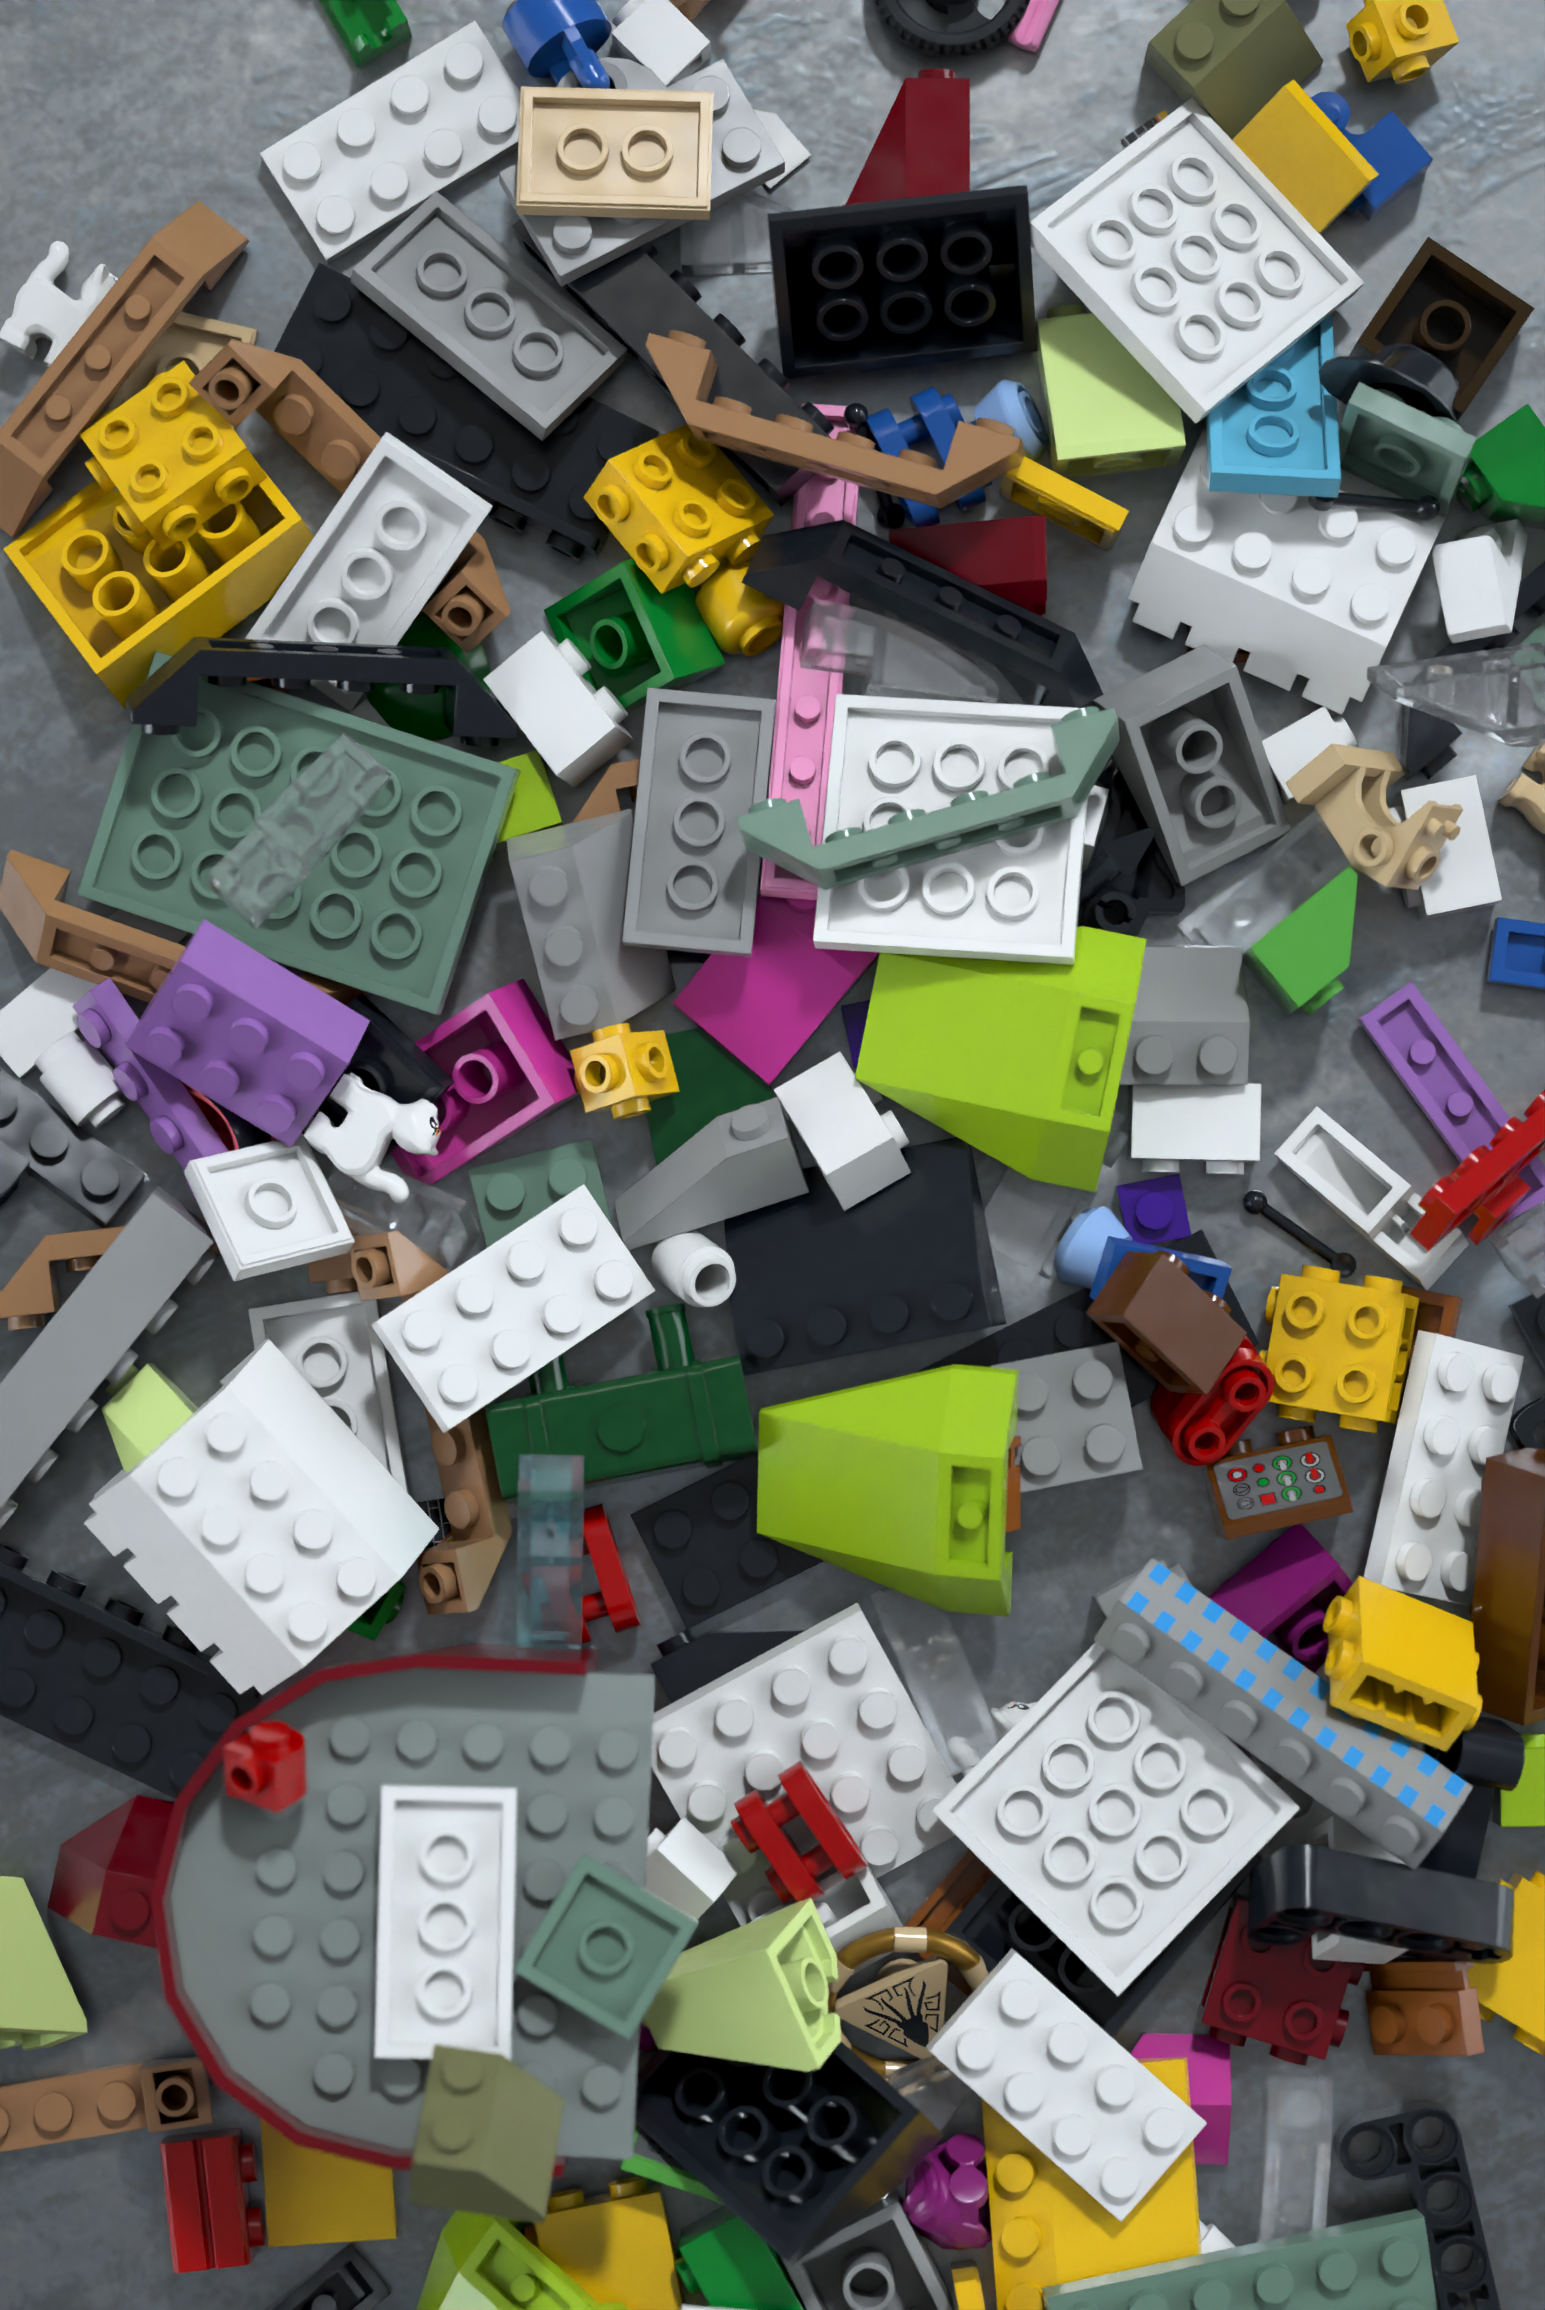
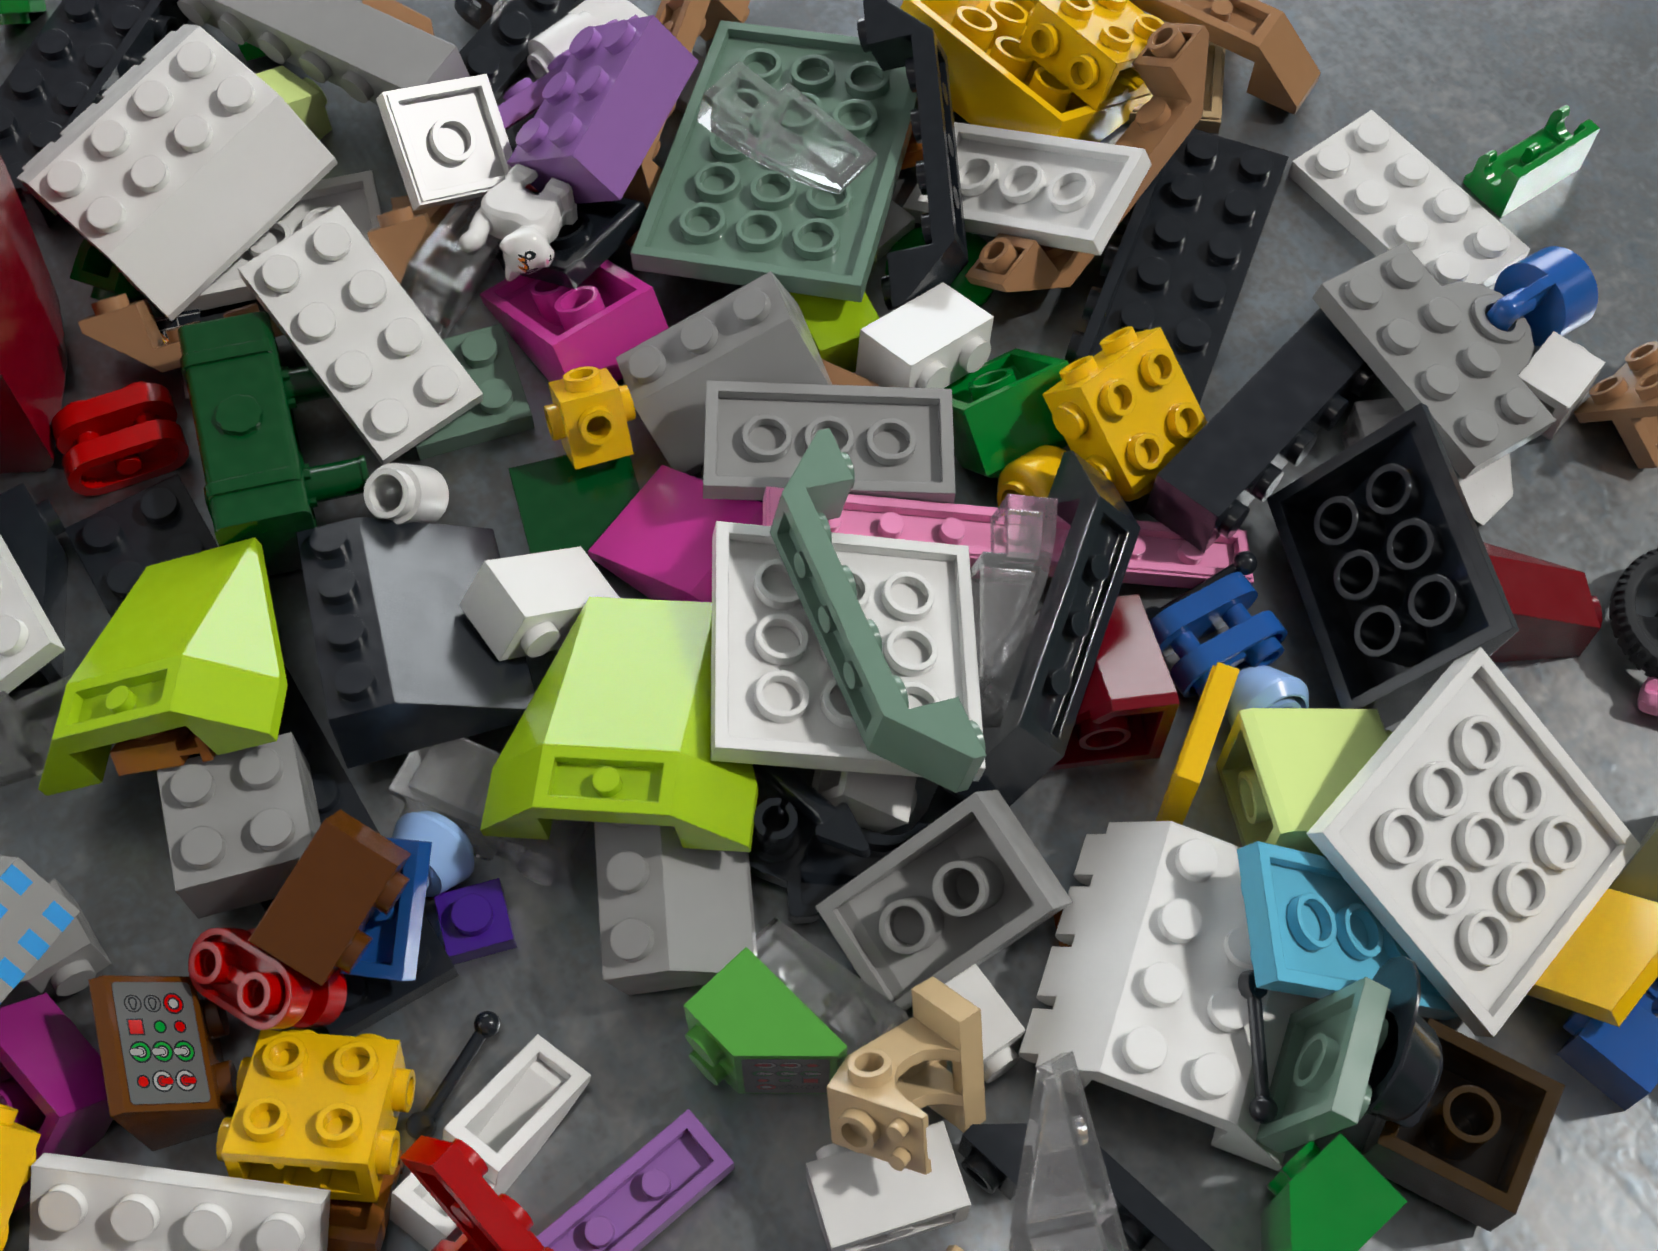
camera: 80 degrees right, 25 degrees down
(488, 315) = (1268, 266): light grey plate -> none
(550, 1551) = (127, 367): clear light blue slope -> none
(615, 153) = (1447, 319): tan tile -> none
(719, 1173) = (494, 505): light grey slope -> none
(974, 459) = (1214, 610): medium nougat slope -> none
(1194, 1126) = (560, 948): white brick -> none
(1480, 579) = (1195, 1187): white slope -> none

